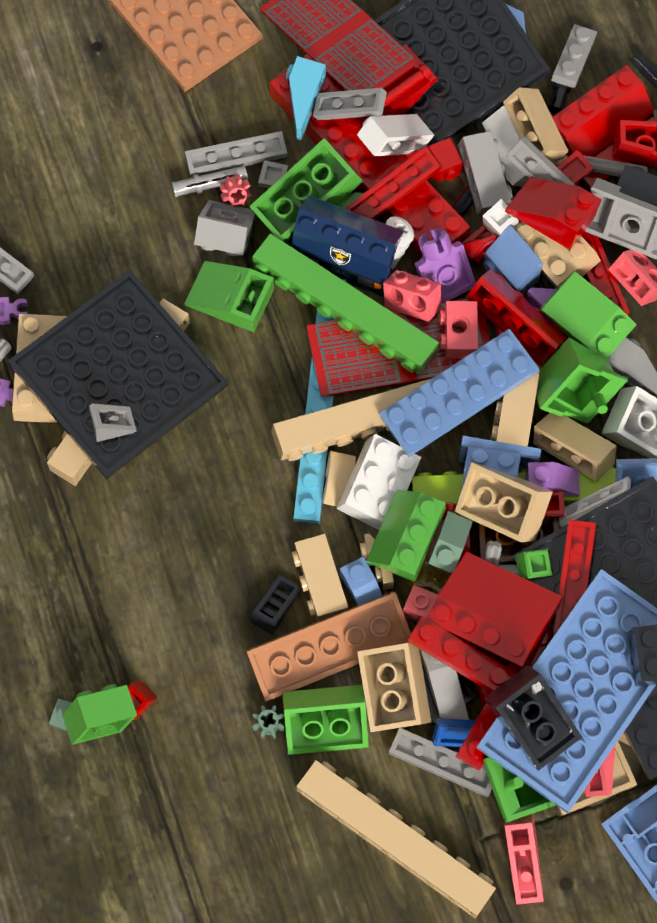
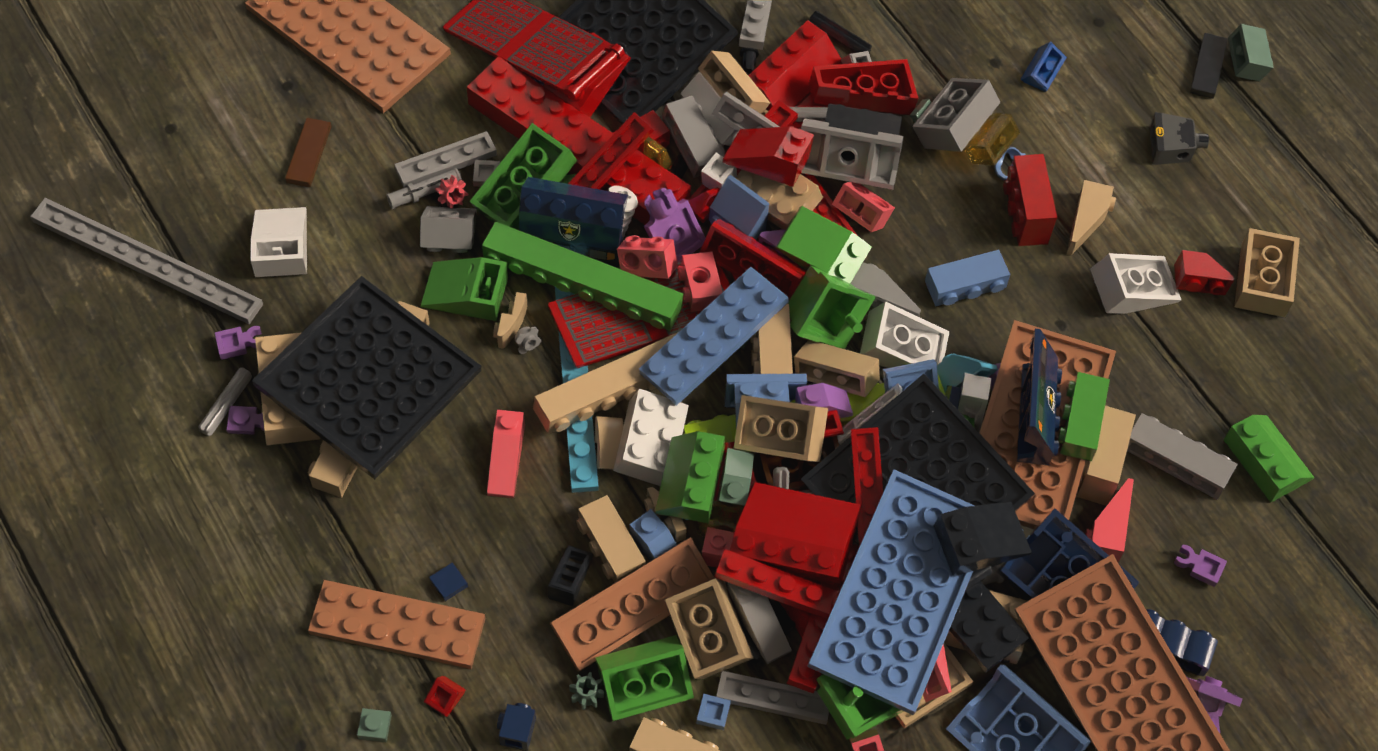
camera: 15 degrees left, 10 degrees down
(60, 214) = (279, 242): none -> white slope
(99, 713) = (409, 712): bright green brick -> none
(104, 123) = (308, 152): none -> reddish brown tile
(105, 622) = (397, 624): none -> nougat plate
(111, 421) = (368, 419): light grey slope -> none
(160, 589) = (448, 581): none -> dark blue tile
(197, 743) = (516, 726): none -> dark blue brick
(237, 472) = (506, 453): none -> coral slope
(267, 339) = (512, 321): none -> tan slope
(280, 358) = (527, 339): none -> light grey plate
(304, 84) = (503, 82): medium azure slope -> none
(350, 104) = (551, 89): light grey plate -> none
(383, 765) = (713, 712): none -> medium blue plate
(394, 134) = (598, 111): white brick -> none
(444, 188) = (657, 153): none -> clear yellow slope
(451, 732) = (775, 664): blue tile -> none
(533, 717) = (859, 621): black slope -> none
(534, 564) = (824, 481): bright green slope -> none

